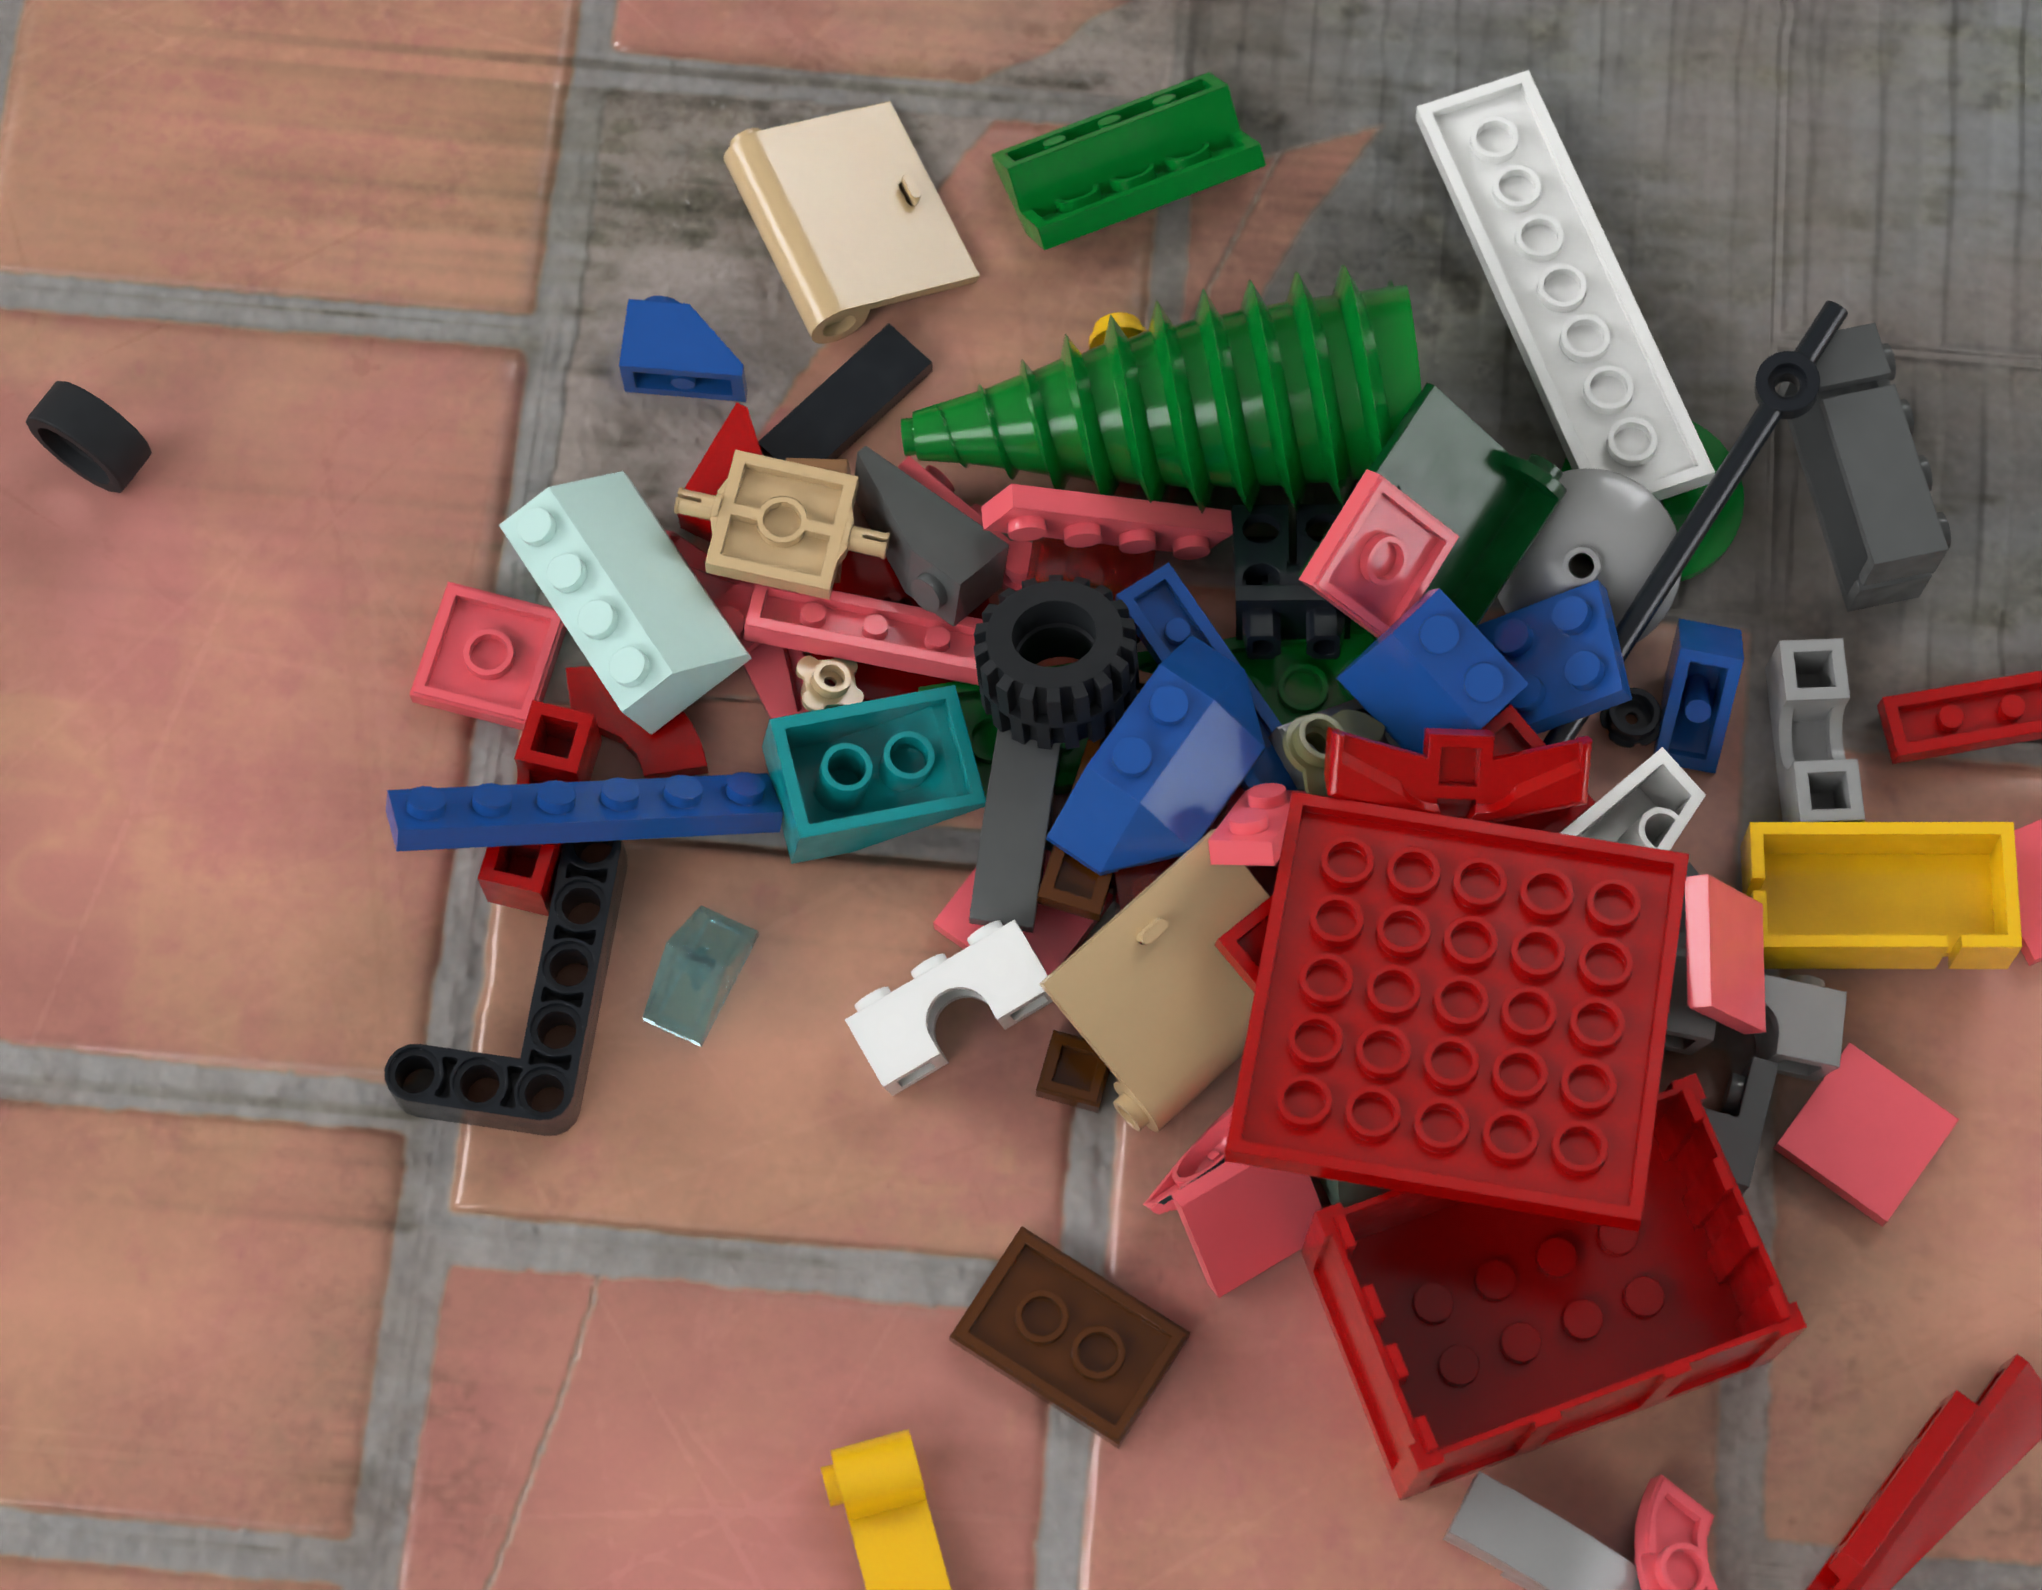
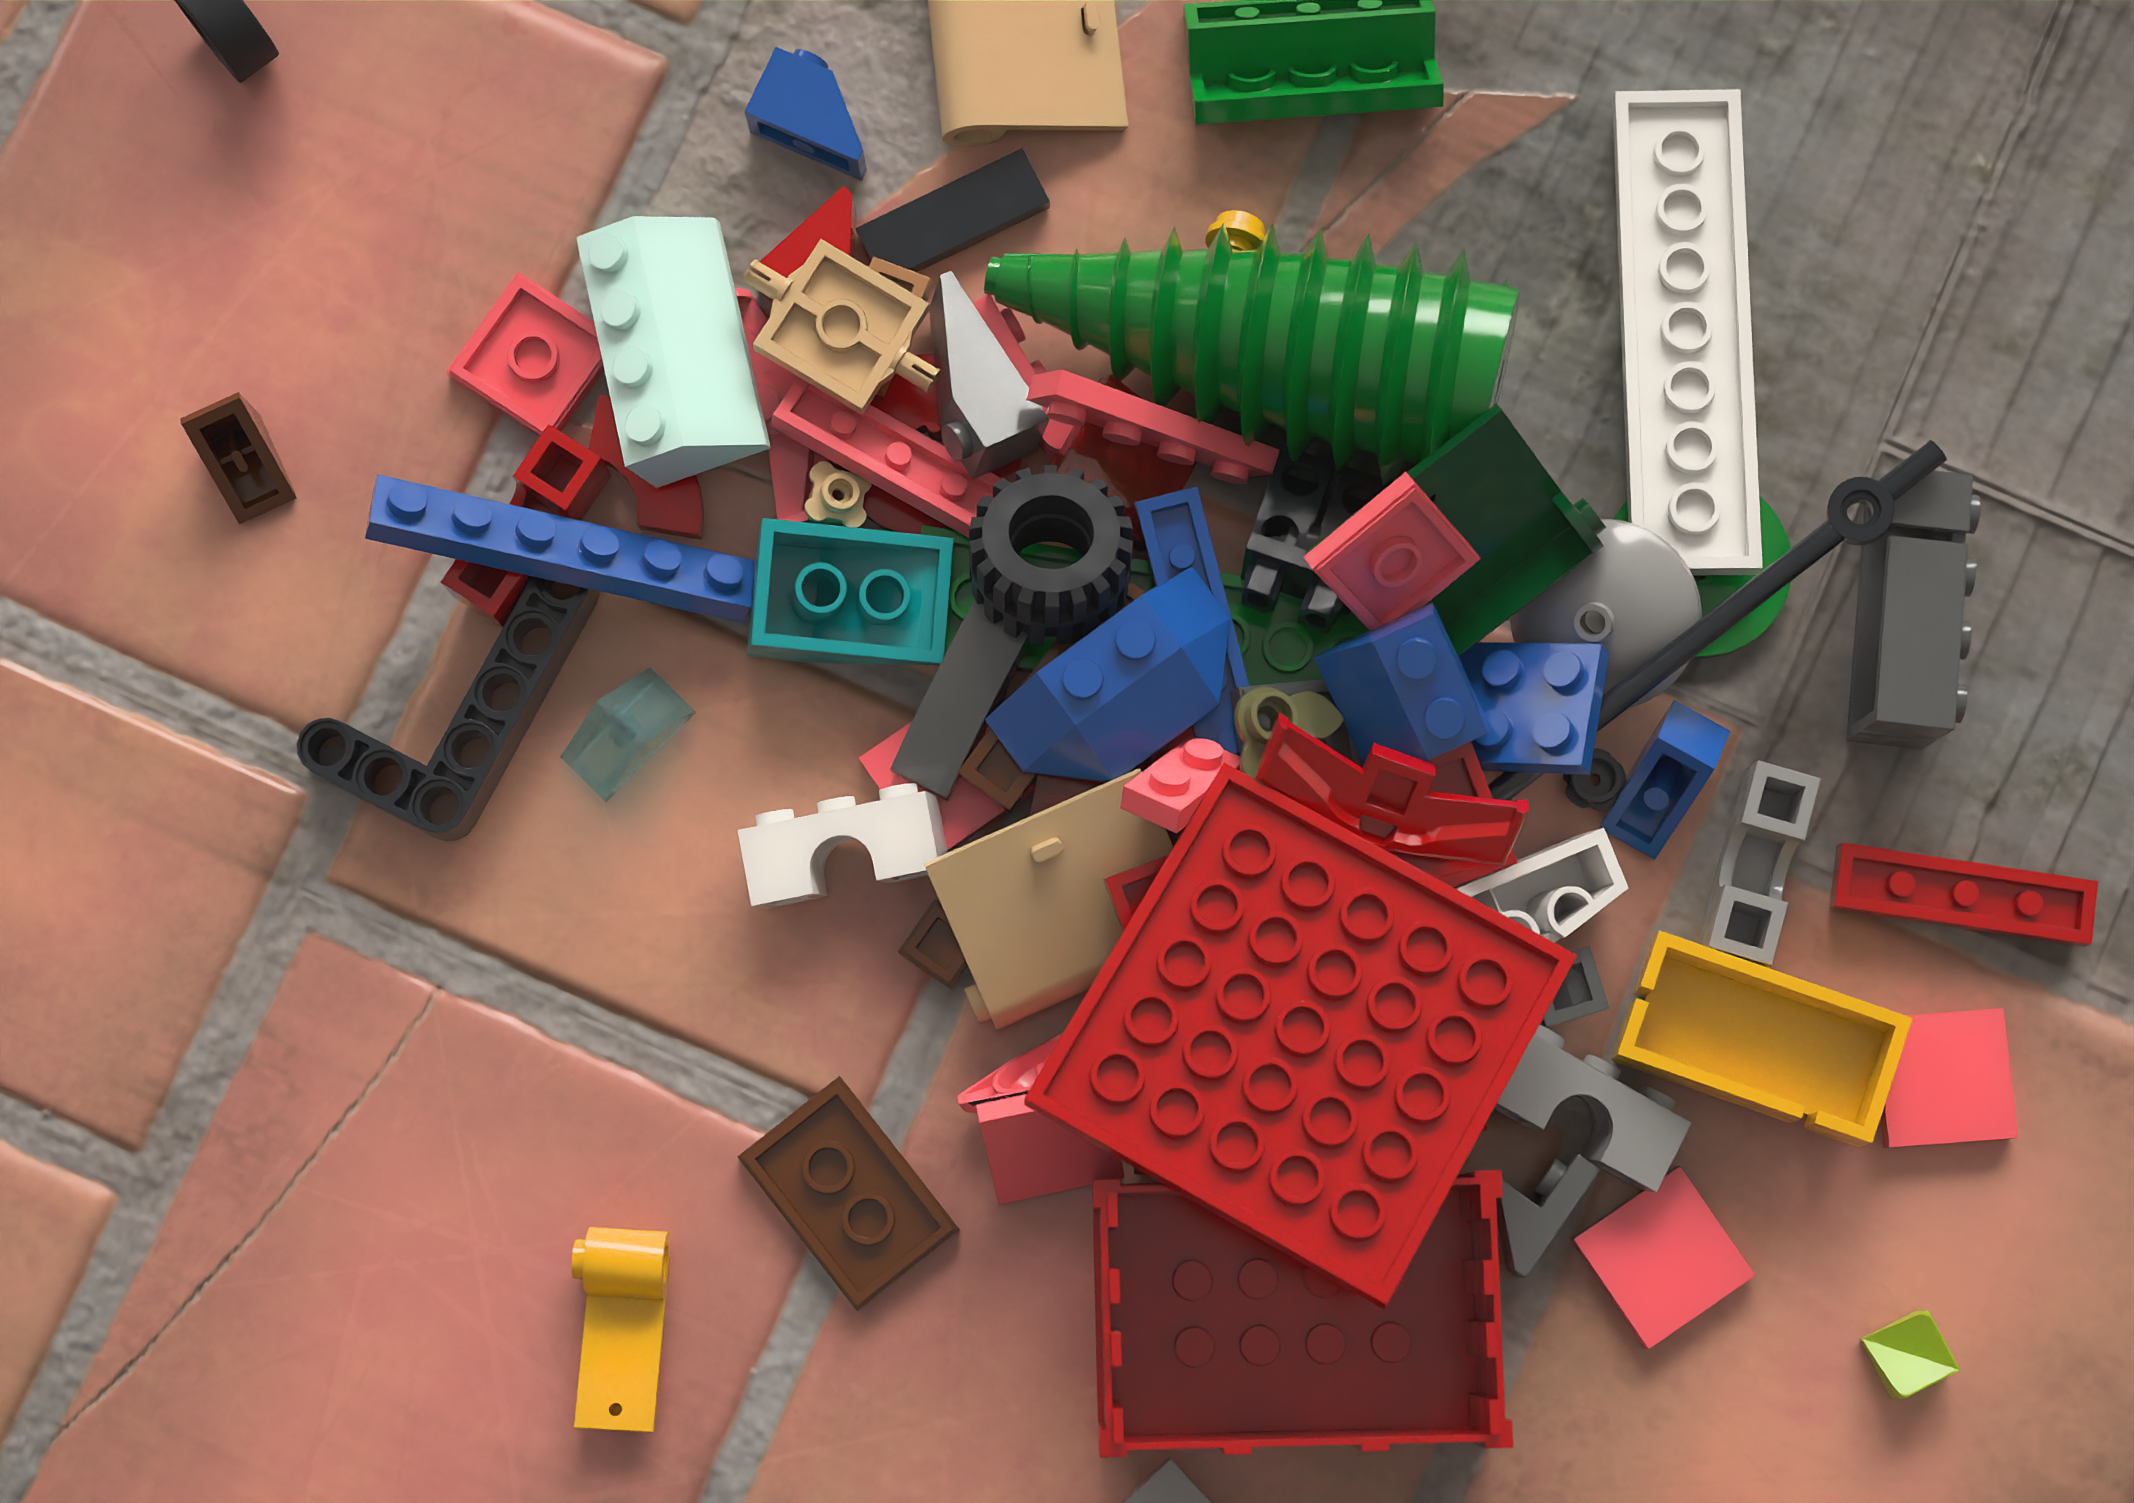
camera: 20 degrees right, 10 degrees up
(235, 833) = (239, 456): none -> reddish brown slope
(1725, 954) = (1578, 1059): coral tile -> none

